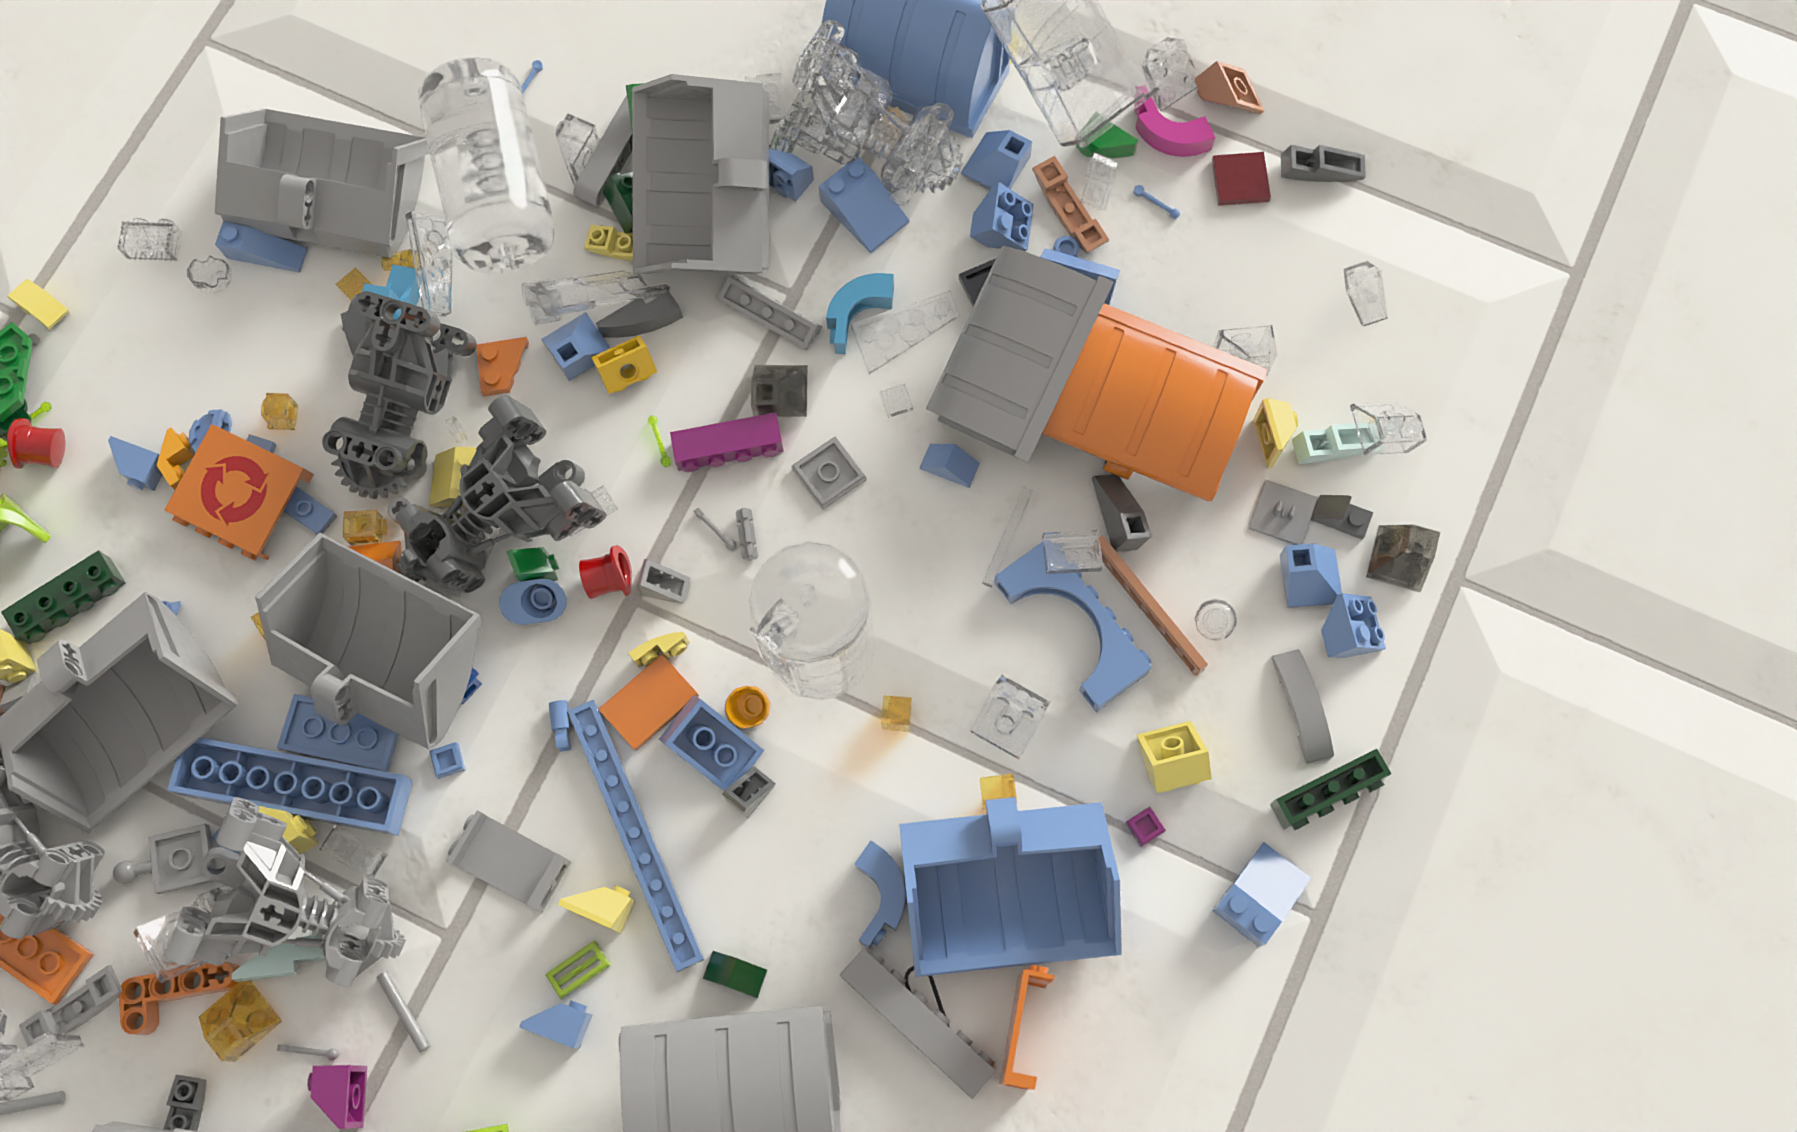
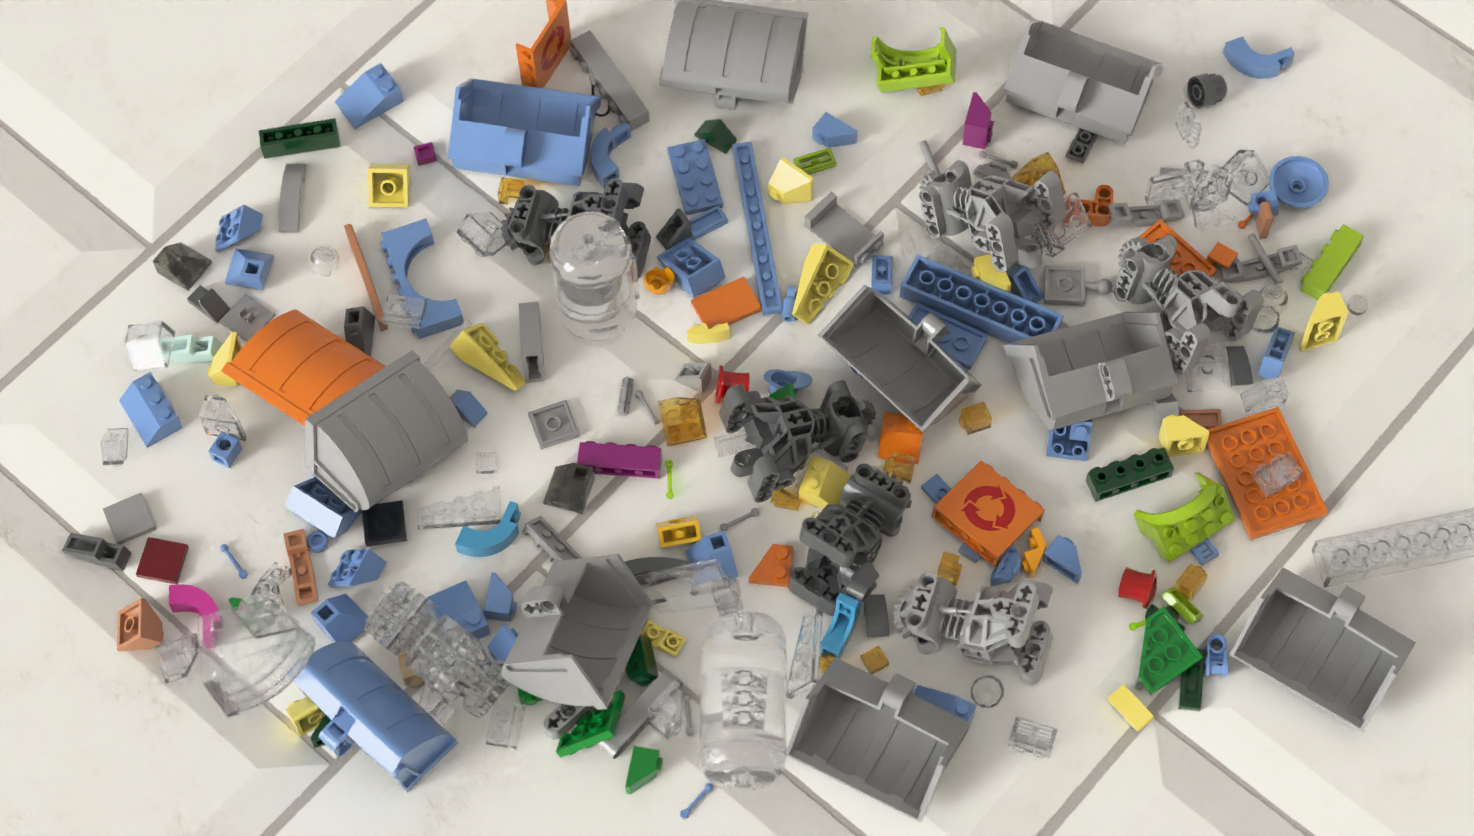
camera: 165 degrees left, 10 degrees down
(197, 317) = (990, 628): none -> light grey connector
(310, 1025) = (991, 168): none -> light grey tile
(444, 811) = (882, 274): none -> medium blue slope
(528, 780) = (821, 276): none -> light yellow wedge
(554, 153) = (689, 731): none -> light grey hinge
(574, 398) = (754, 512): none -> light grey hinge
(594, 93) = (642, 768): none -> green slope
(663, 515) = (682, 420): none -> clear yellow slope
(710, 825) = (707, 222): none -> medium blue tile
(746, 895) = (695, 177): none -> medium blue plate
(818, 231) = (499, 600): none -> medium blue slope
(857, 728) = (538, 216): none -> dark grey connector
(893, 573) = (531, 342): none -> light grey slope
(949, 538) = (480, 350): none -> light yellow wedge
(1226, 313) = (228, 456): none -> medium blue brick
(1304, 216) = (129, 518): none -> light grey tile
(1343, 351) = (149, 410): none -> medium blue slope

